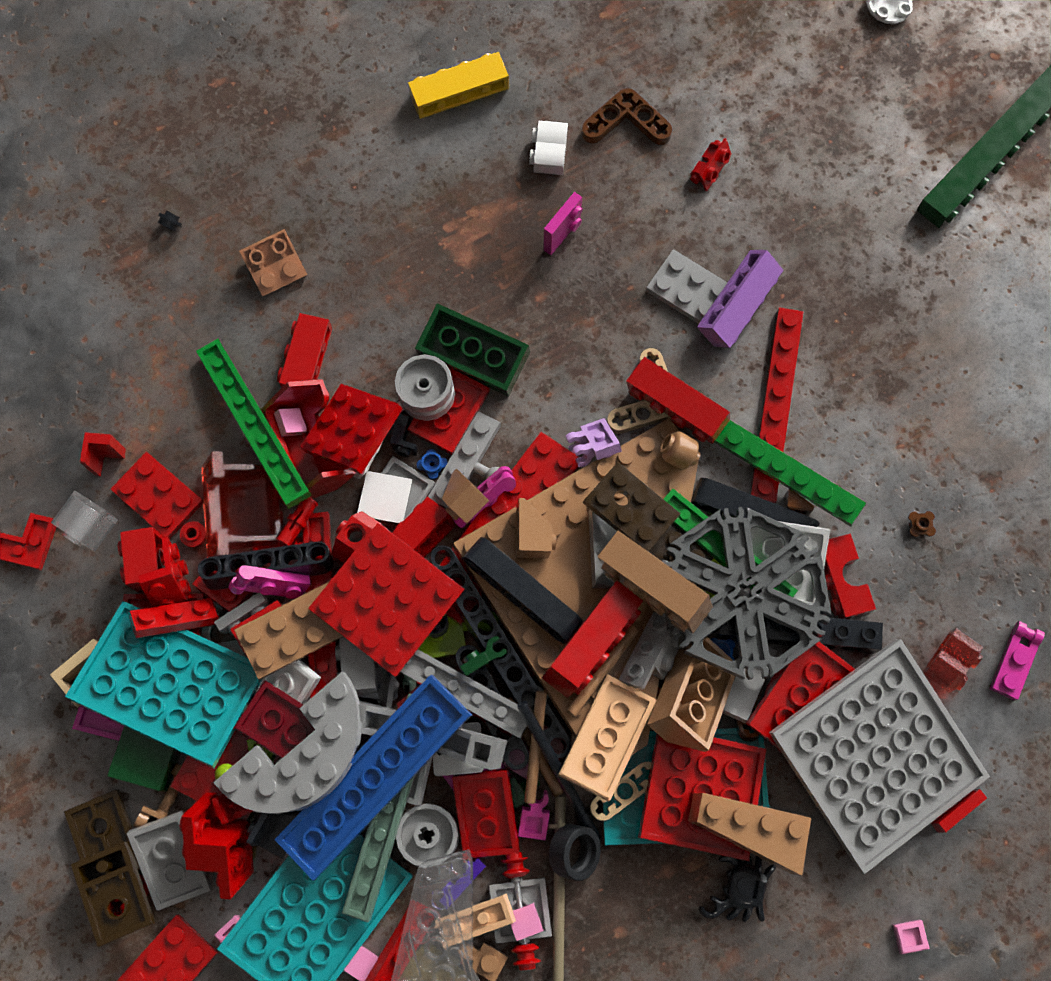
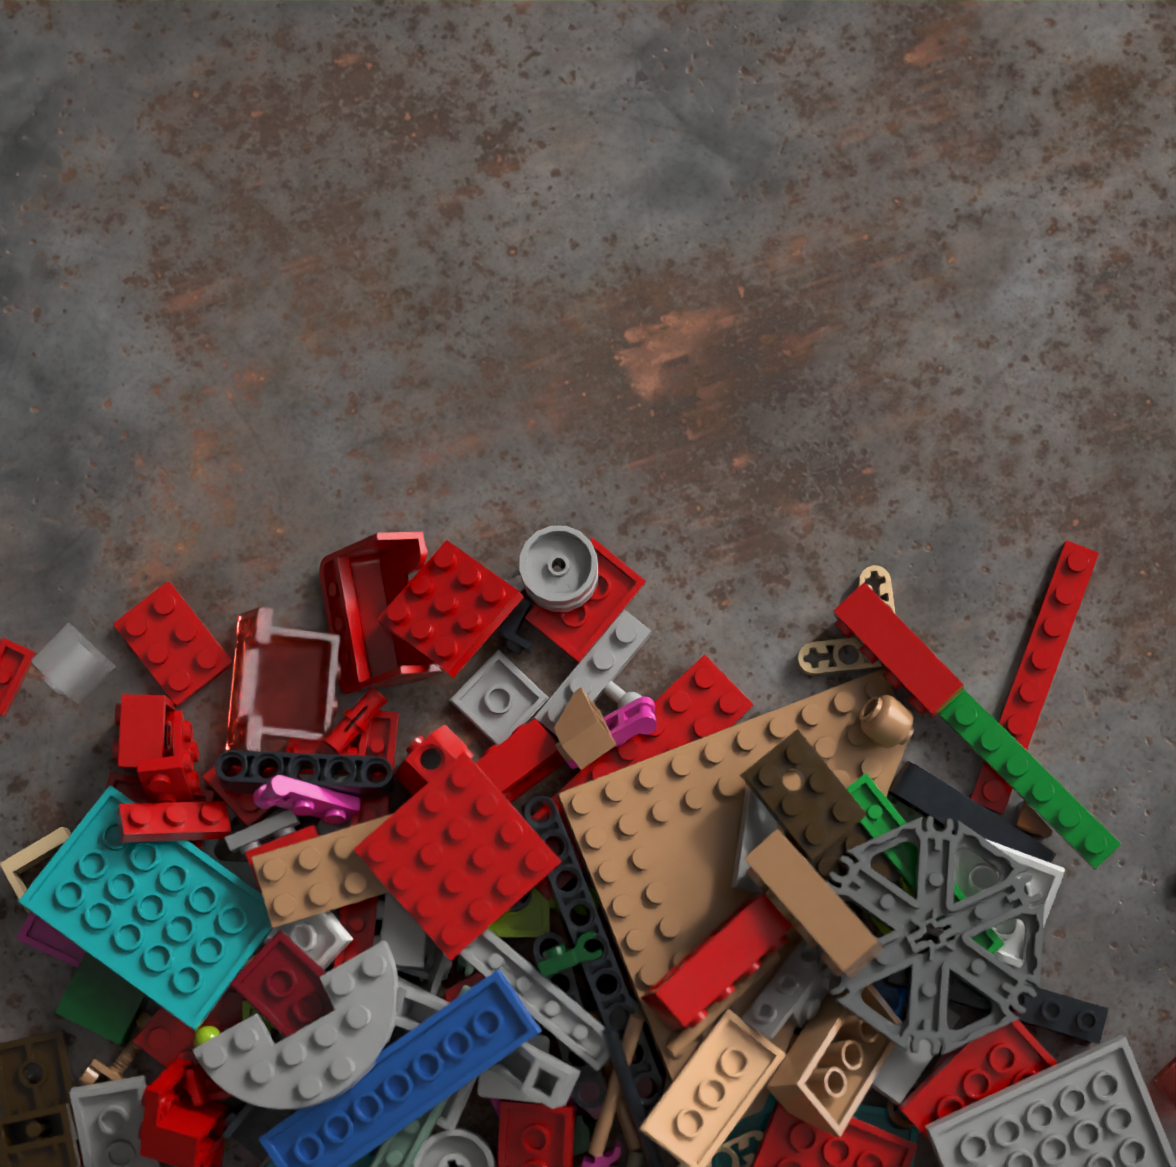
camera: 10 degrees right, 5 degrees up
(98, 446) = (107, 564): red panel -> none
(169, 221) = (249, 257): black plate -> none
(198, 539) = (222, 712): red plate -> none
(253, 424) = (319, 572): green plate -> none
(273, 262) = (382, 346): nougat plate -> none
(290, 422) = (369, 578): bright pink tile -> none
(306, 350) = (403, 483): red brick -> none
(385, 496) = (477, 705): white sticker -> none
(431, 456) = (538, 670): blue plate -> none
(459, 85) = (684, 130): yellow brick -> none
(473, 349) = (633, 523): dark green brick -> none
(522, 590) = (638, 877): black beam -> none
(533, 532) = (666, 801): medium nougat slope -> none
(550, 147) = (794, 248): white brick -> none
(564, 222) = (798, 361): dark pink plate -> none
(593, 440) = (782, 683): lavender plate -> none
(624, 111) = (907, 211): reddish brown beam -> none
(686, 286) = (950, 490): light grey plate -> none
(717, 155) = (1027, 302): red hinge -> none
(740, 298) = (1014, 519): medium lavender brick -> none
(847, 600) = (1071, 966): red arch -> none

